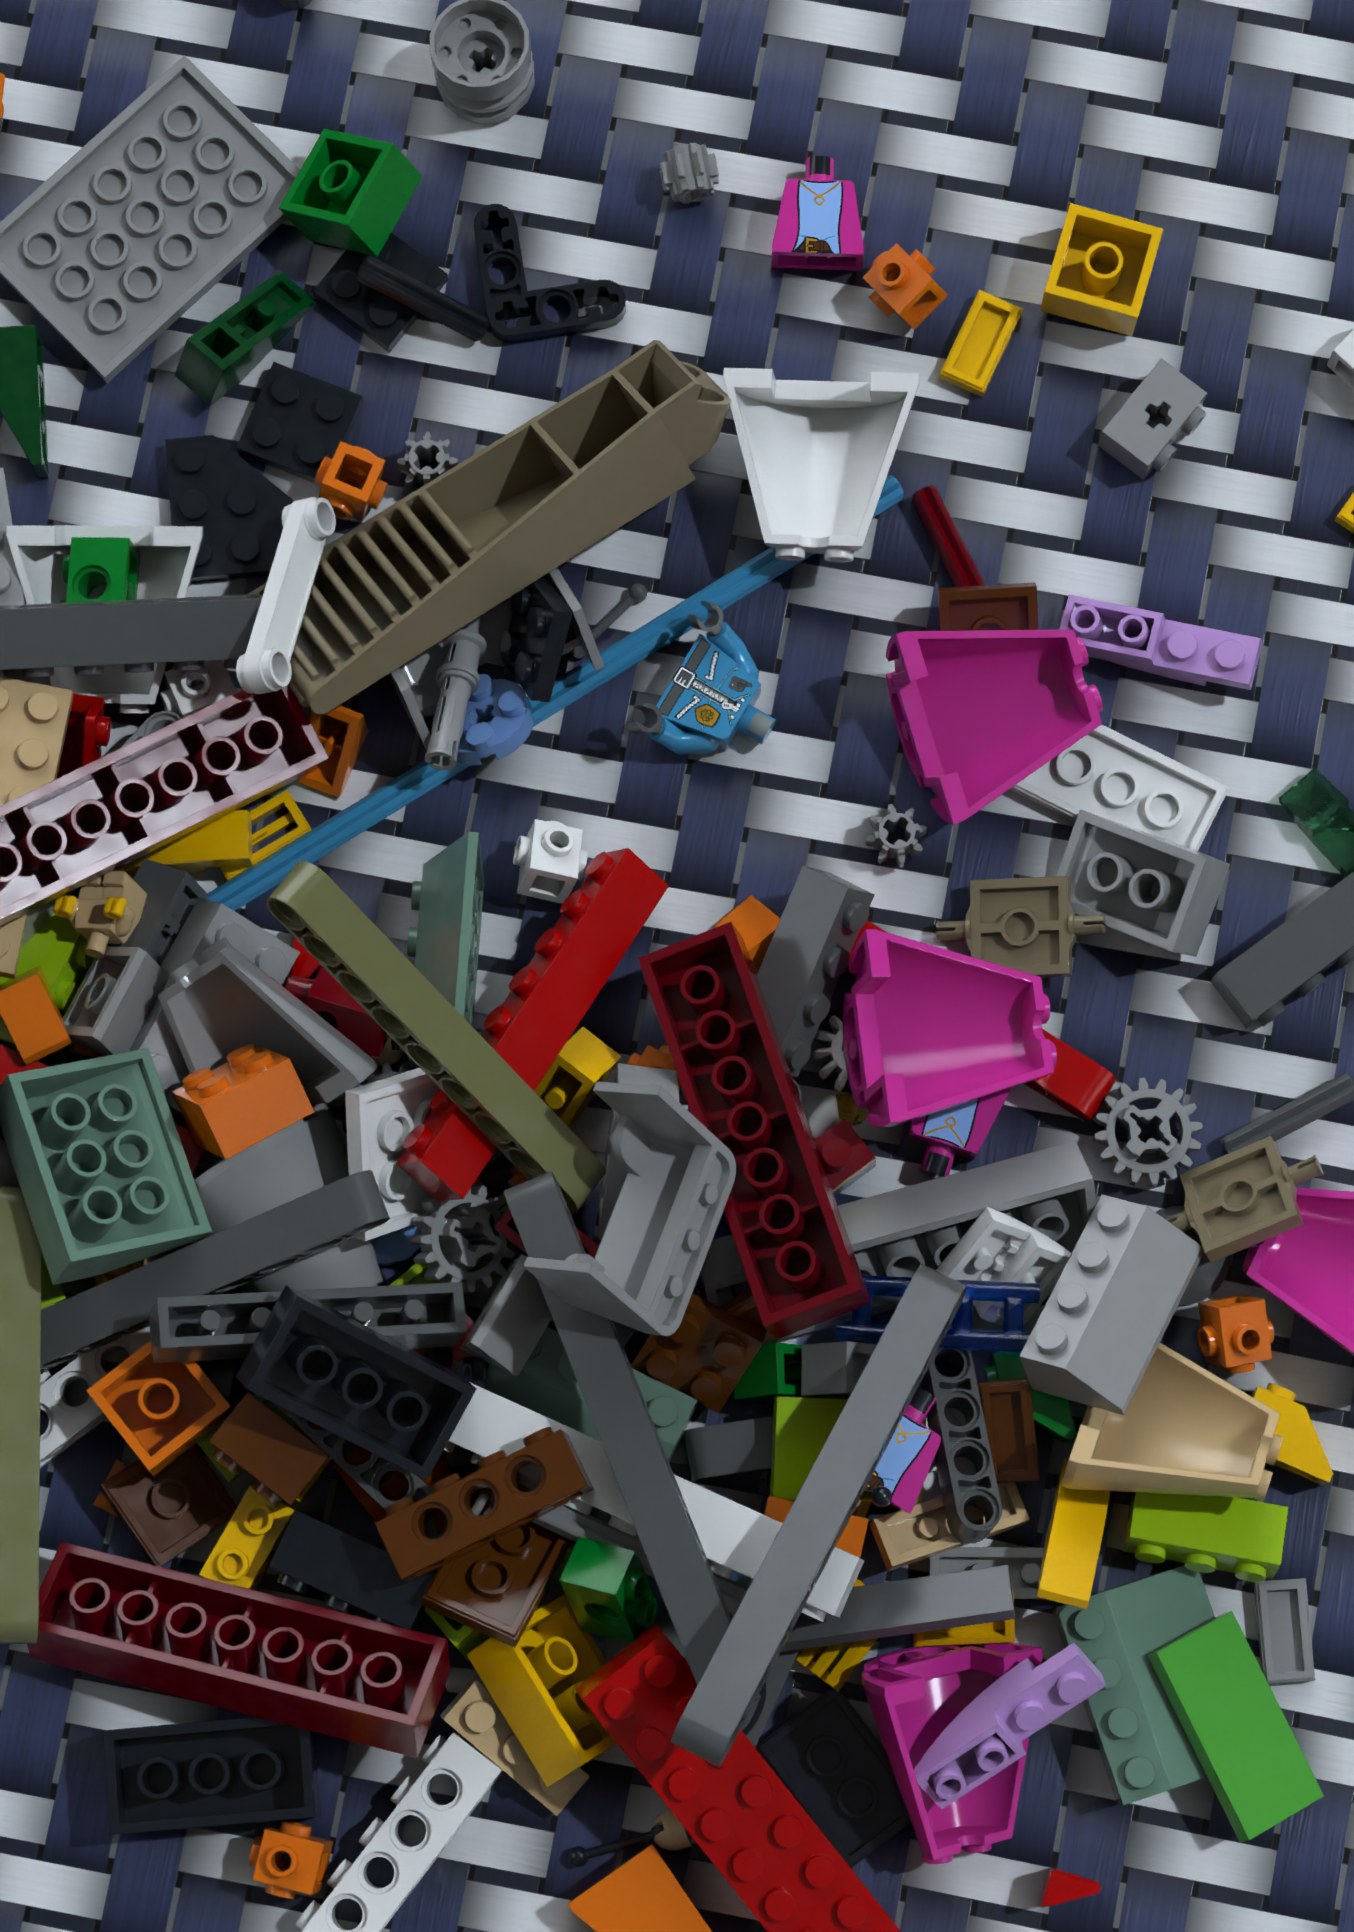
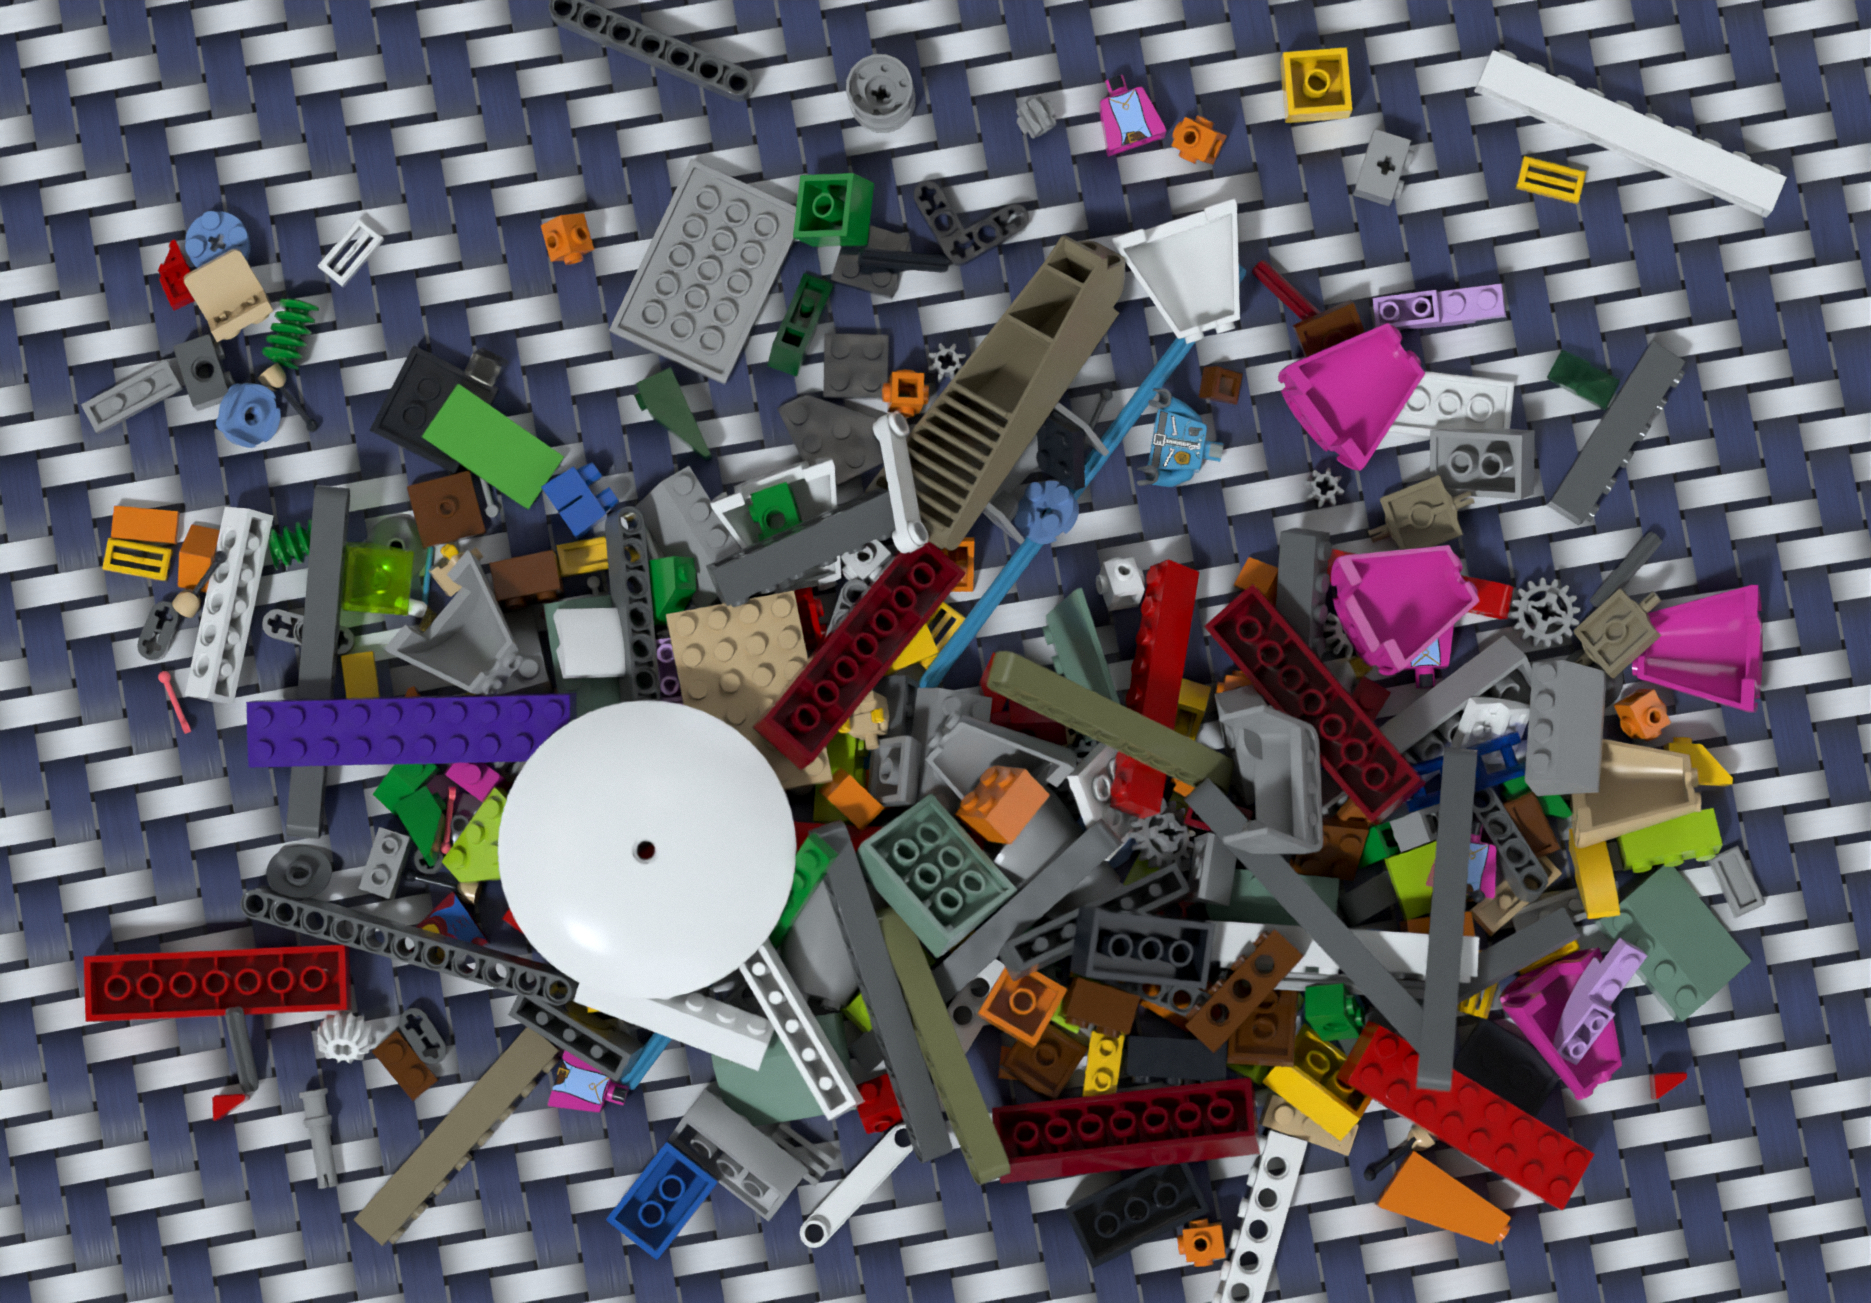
camera: 25 degrees left, 5 degrees up
(456, 681) = (1021, 494): light grey pin -> none
(806, 639) = (1220, 385): none -> reddish brown slope
(980, 343) = (1256, 157): yellow tile -> none
(1235, 1726) = (1729, 949): bright green tile -> none

